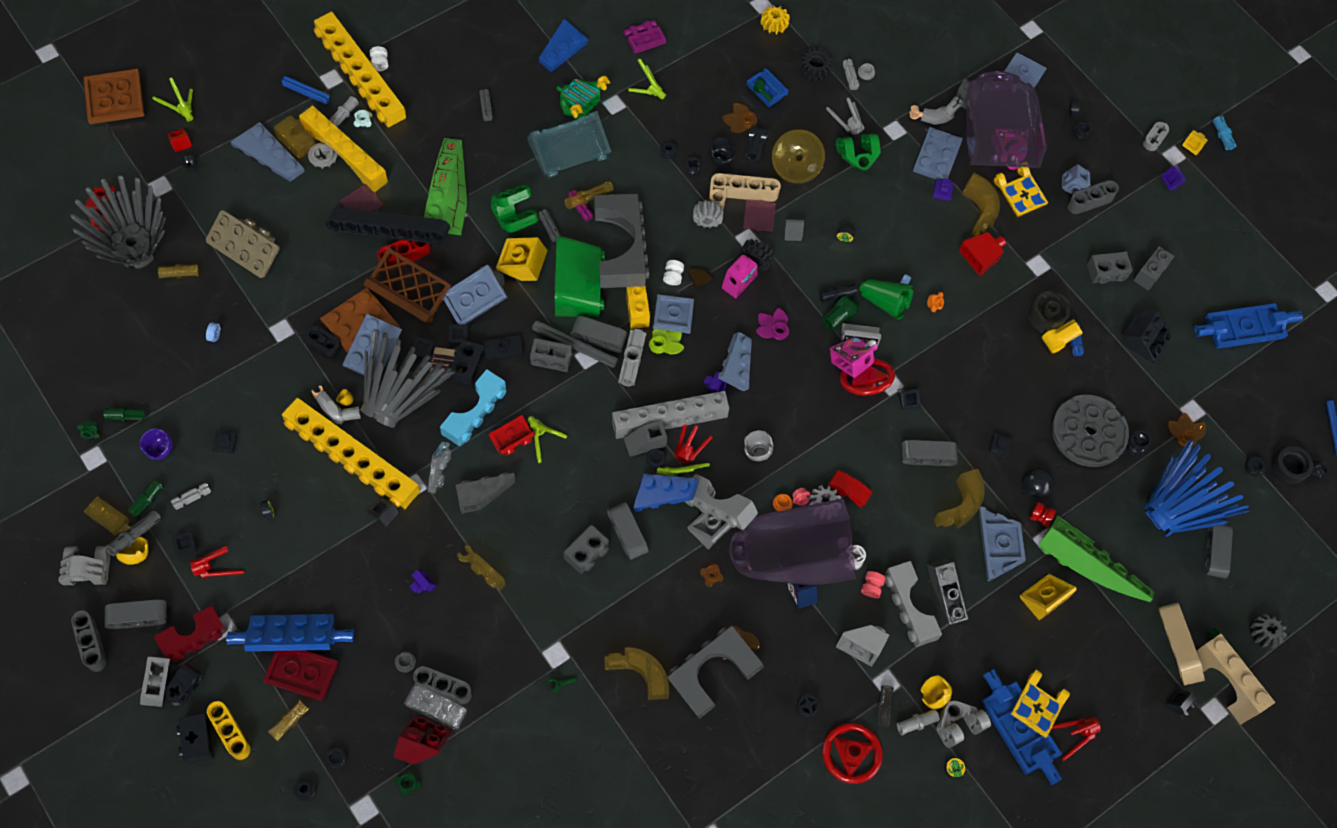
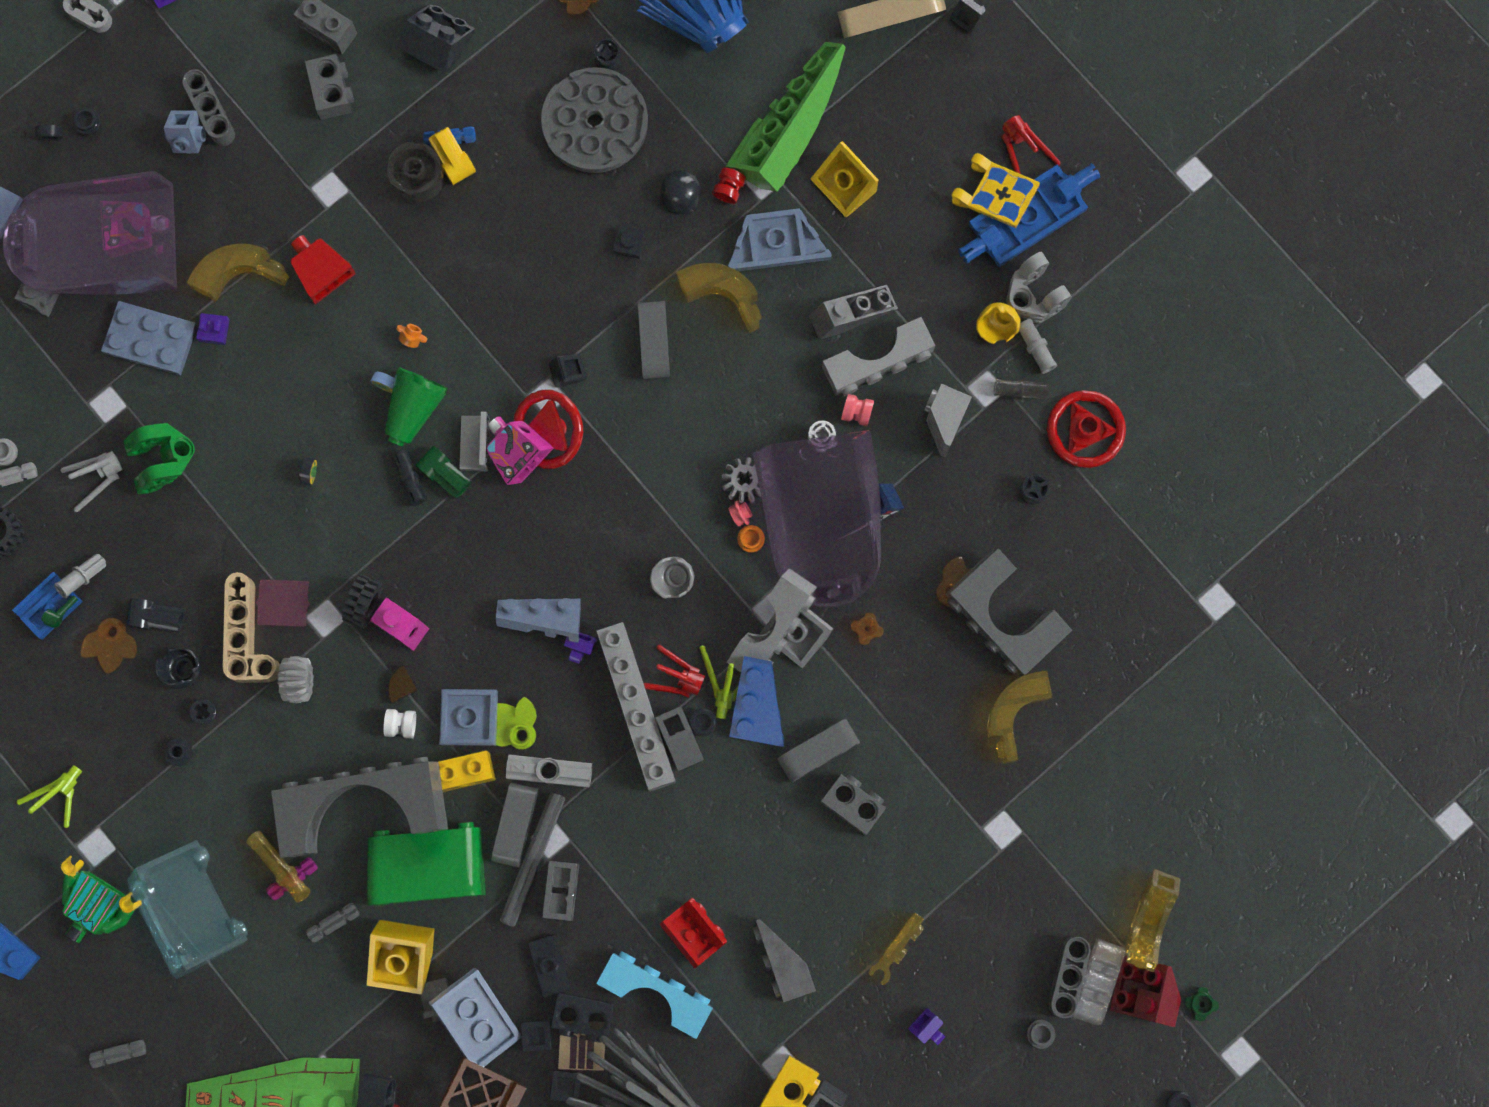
camera: 90 degrees left, 15 degrees up
(438, 463) = (756, 1030): clear plate -> none
(473, 749) = (1150, 919): none -> clear yellow arch
(504, 209) = (312, 992): green piece -> none
(539, 428) = (676, 895): lime plant -> none
(560, 683) = (1043, 818): dark green hand -> none
(771, 324) = (468, 572): magenta plate -> none
(785, 104) = (80, 575): none -> light grey axle
(793, 230) = (308, 549): dark grey slope -> none
(794, 144) = (197, 553): clear yellow dish -> none
(851, 487) = (719, 446): red slope -> none
(939, 115) = (81, 340): light grey arm -> none
(955, 768) = (1089, 298): tile -> none
(1021, 193) = (209, 212): yellow flag -> none

